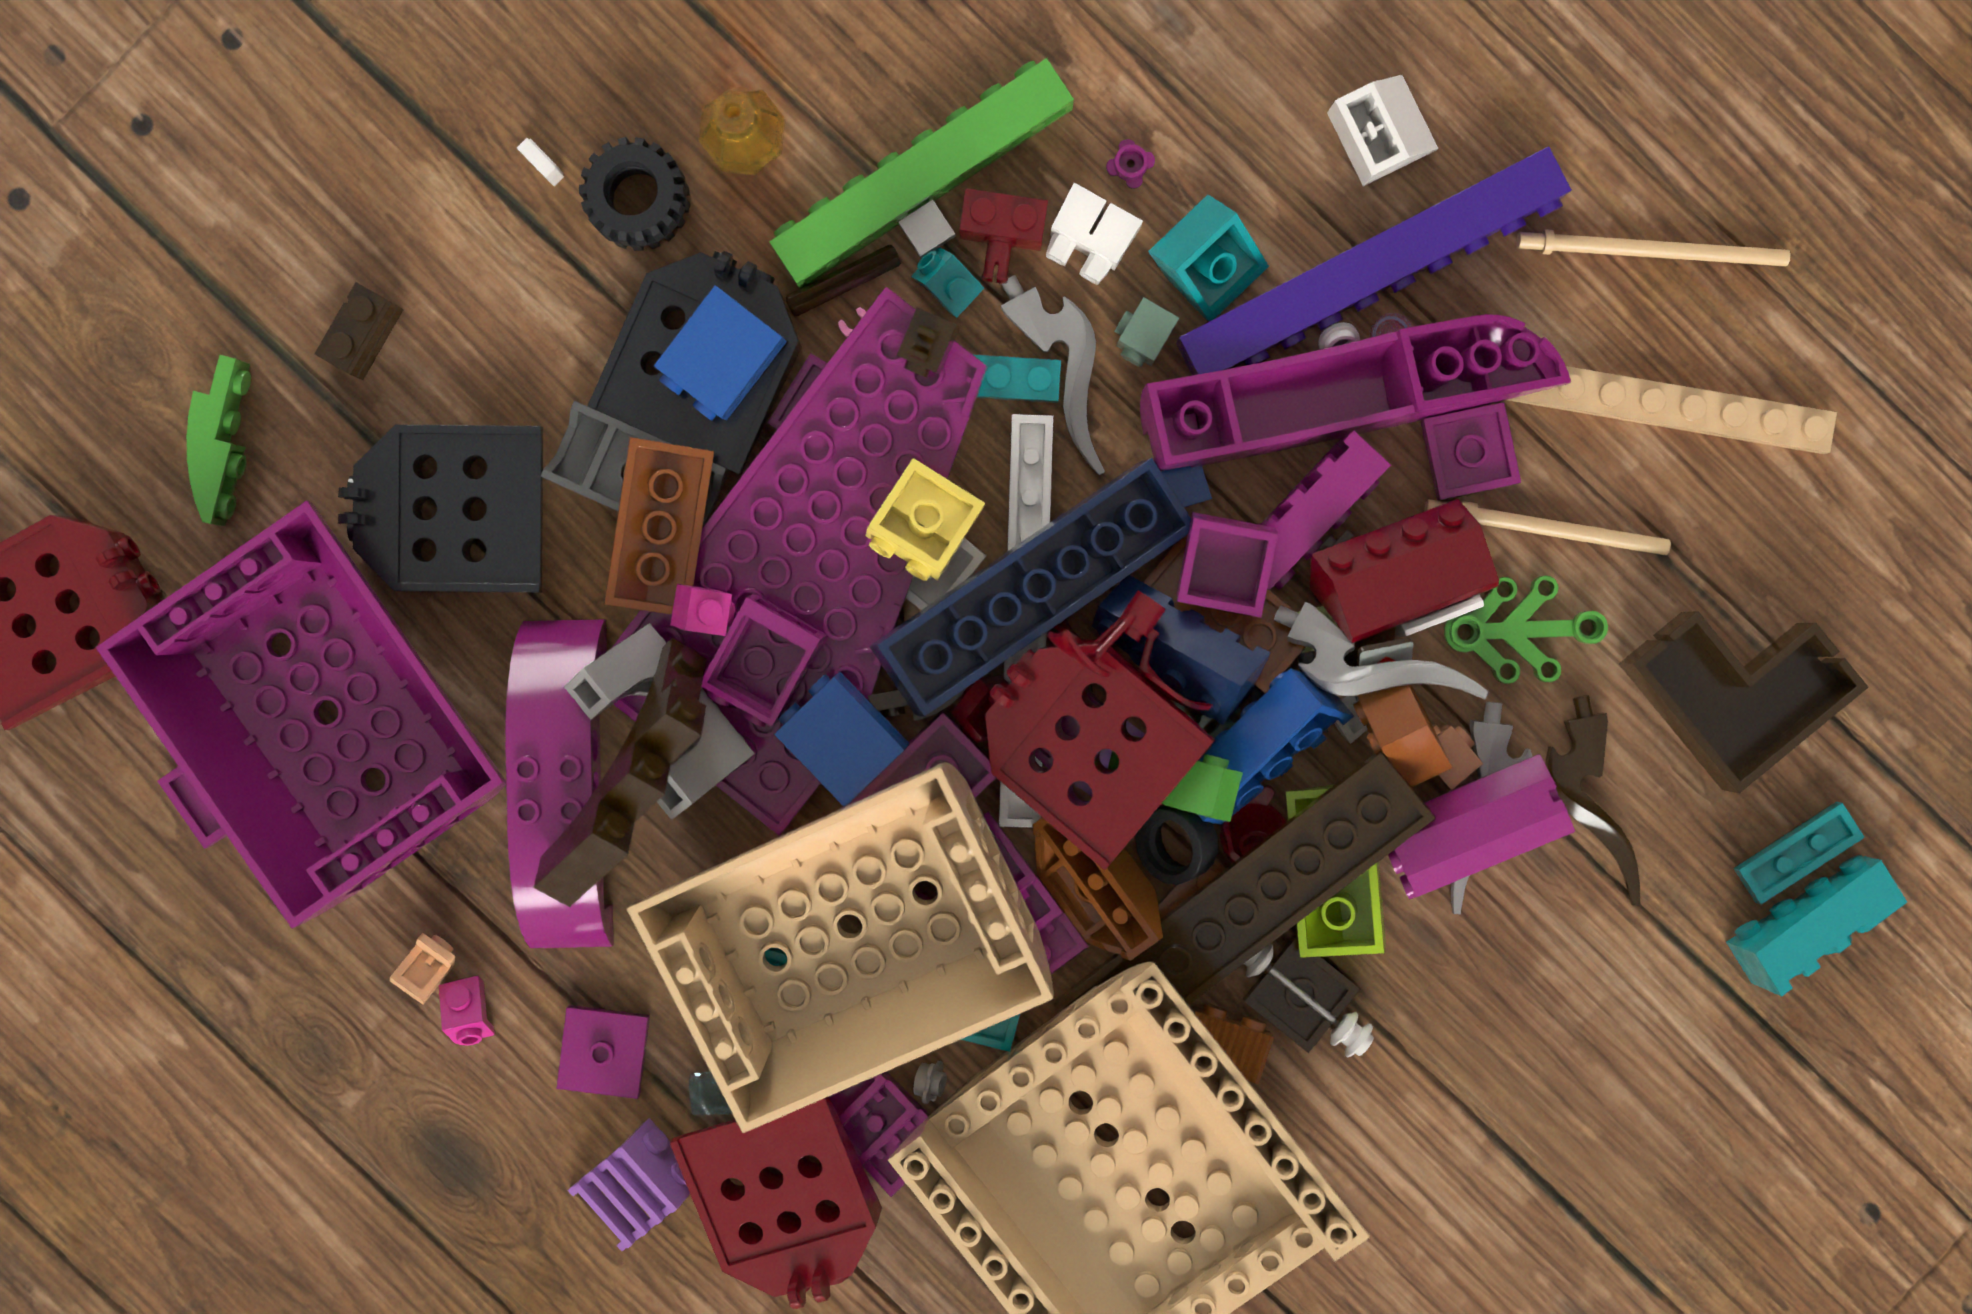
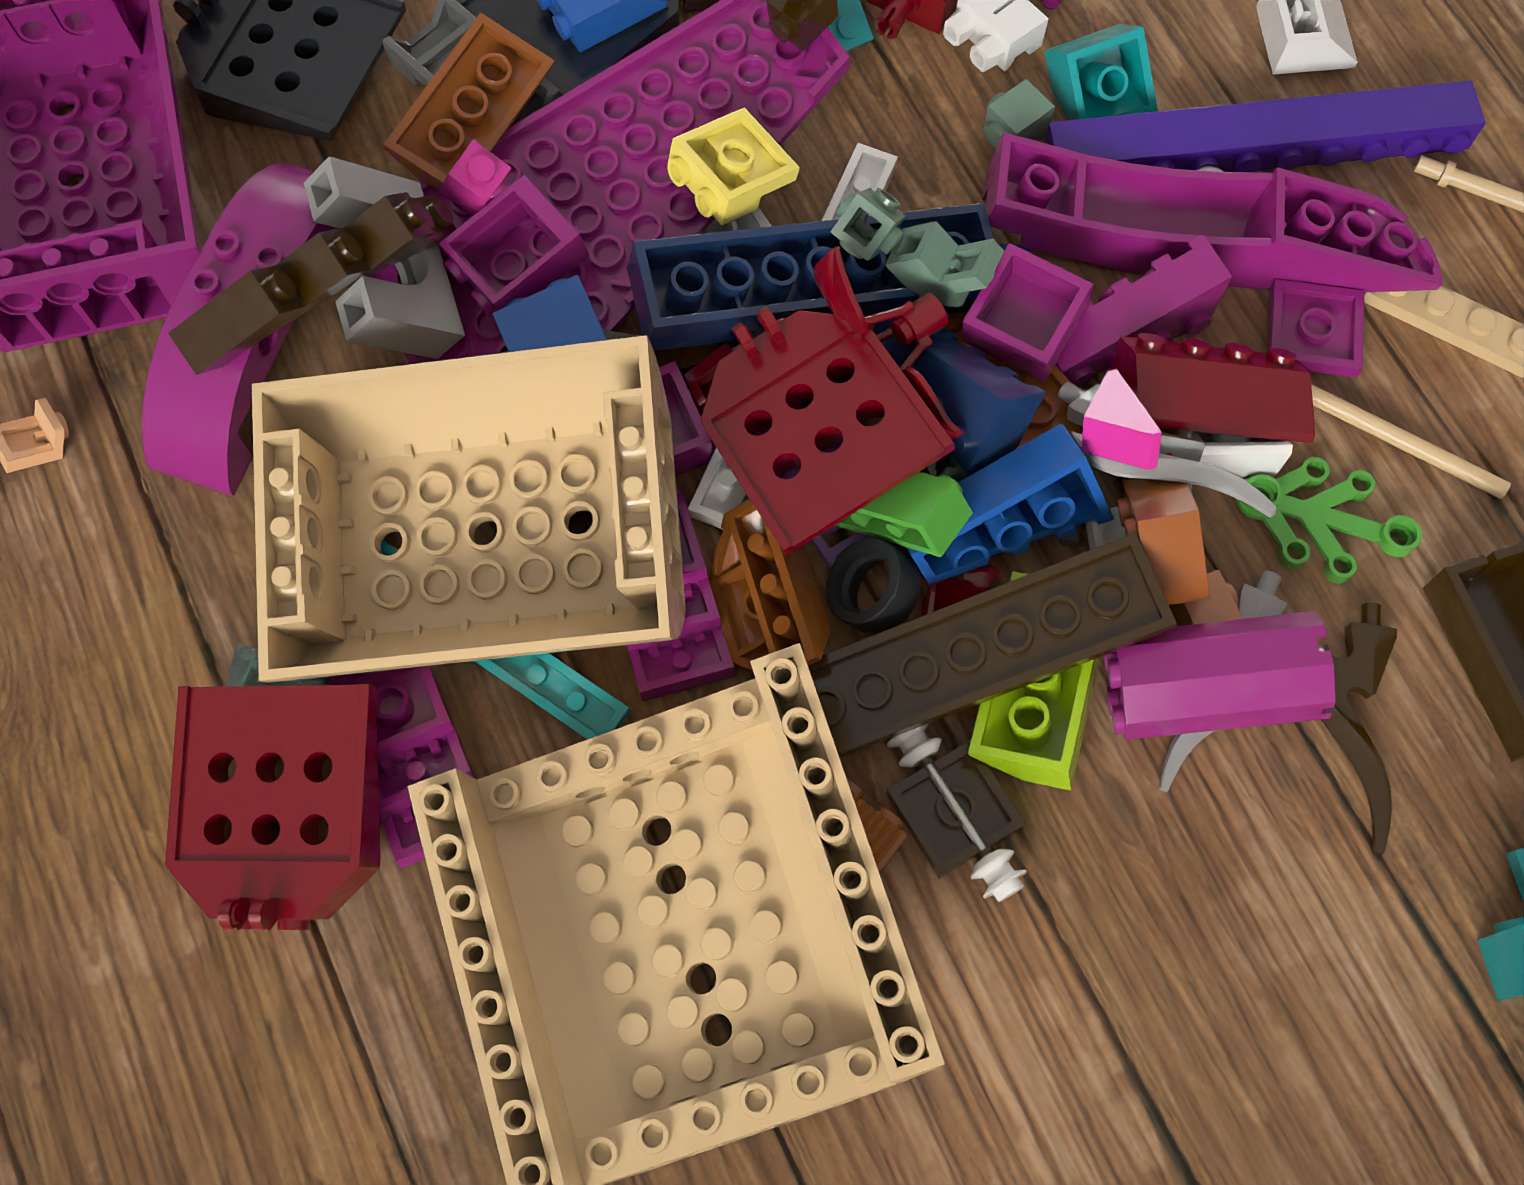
camera: 20 degrees right, 20 degrees down
(464, 1011) = (42, 497): dark pink bracket -> none
(603, 1051) = (165, 594): magenta plate -> none
(647, 1172) = (140, 731): medium lavender plate -> none
(930, 1081) = (498, 748): light grey plate -> none
(1020, 379) = (867, 121): teal plate -> none
(1068, 548) = (853, 225): none -> sand green brick
(1077, 333) = (918, 91): light grey piece -> none
(1143, 553) = (934, 264): none -> sand green brick
(1338, 661) = (1120, 426): none -> dark pink slope

